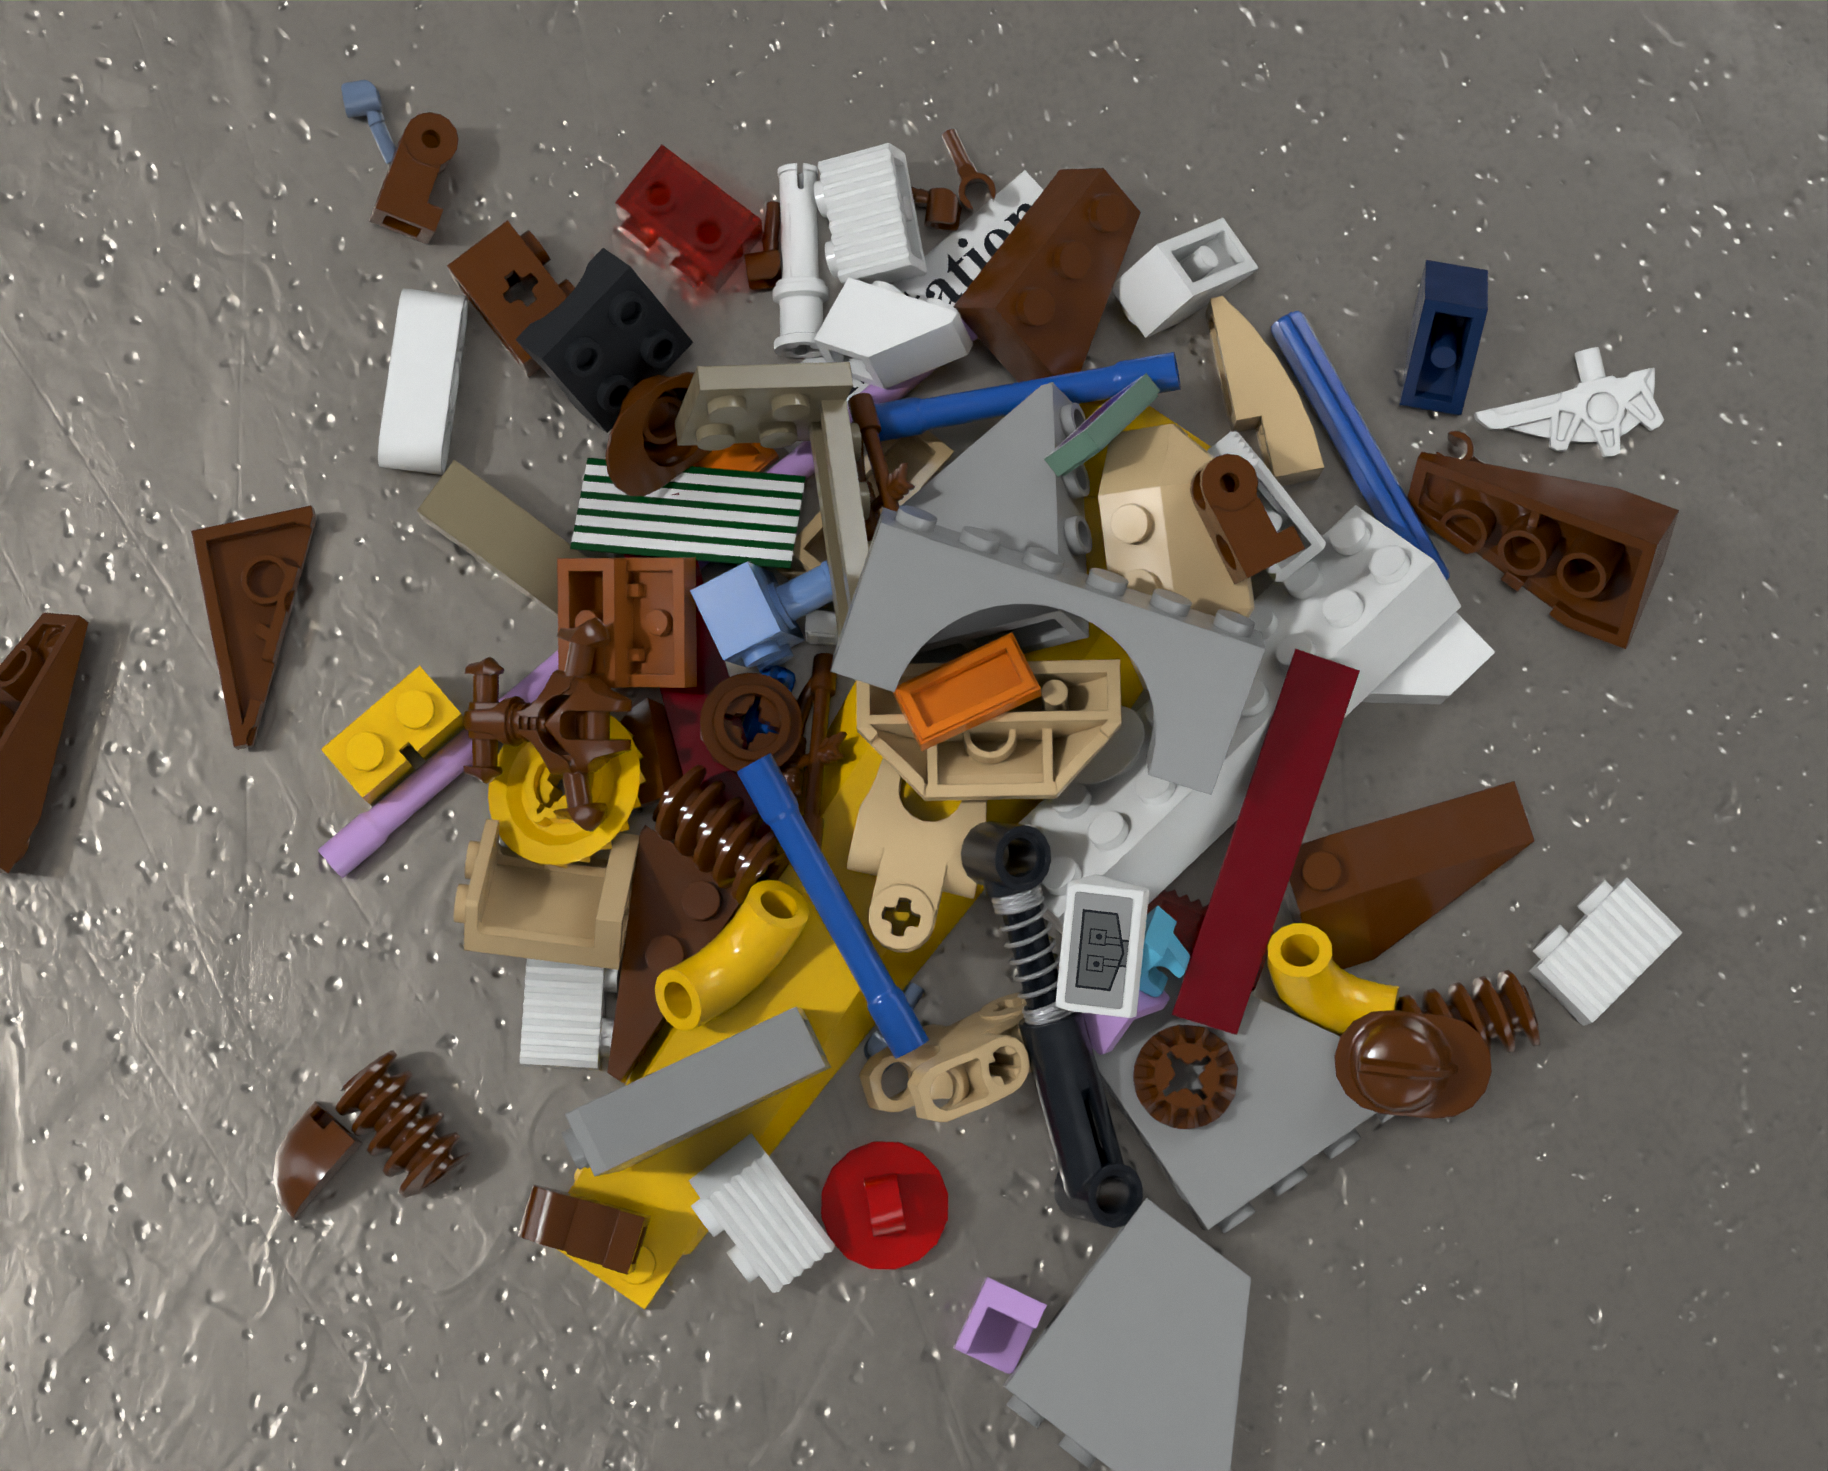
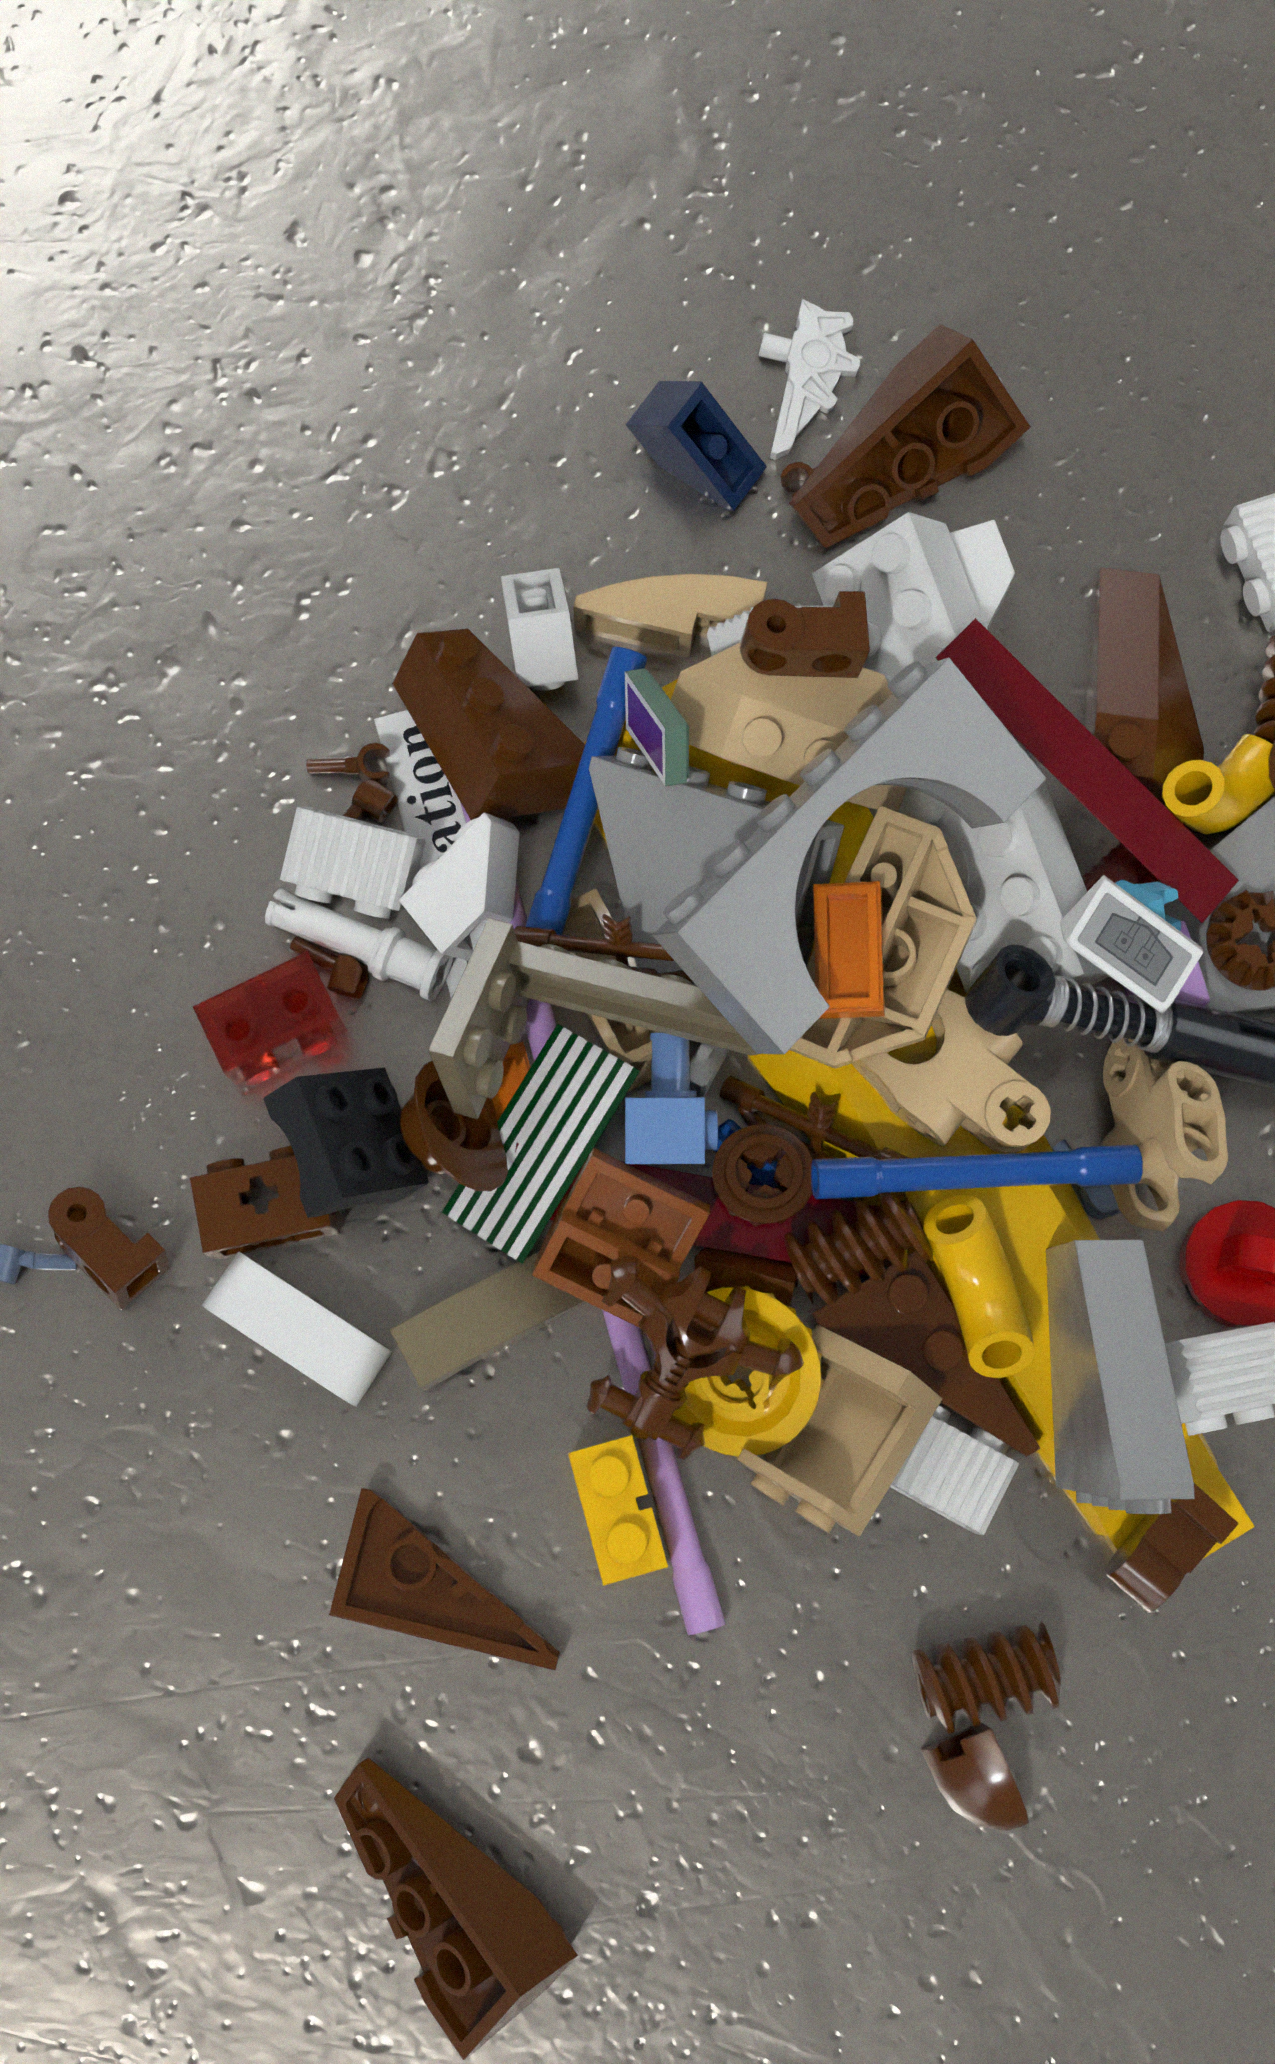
camera: 60 degrees left, 5 degrees down
(1350, 432) = (731, 558): blue axle -> none

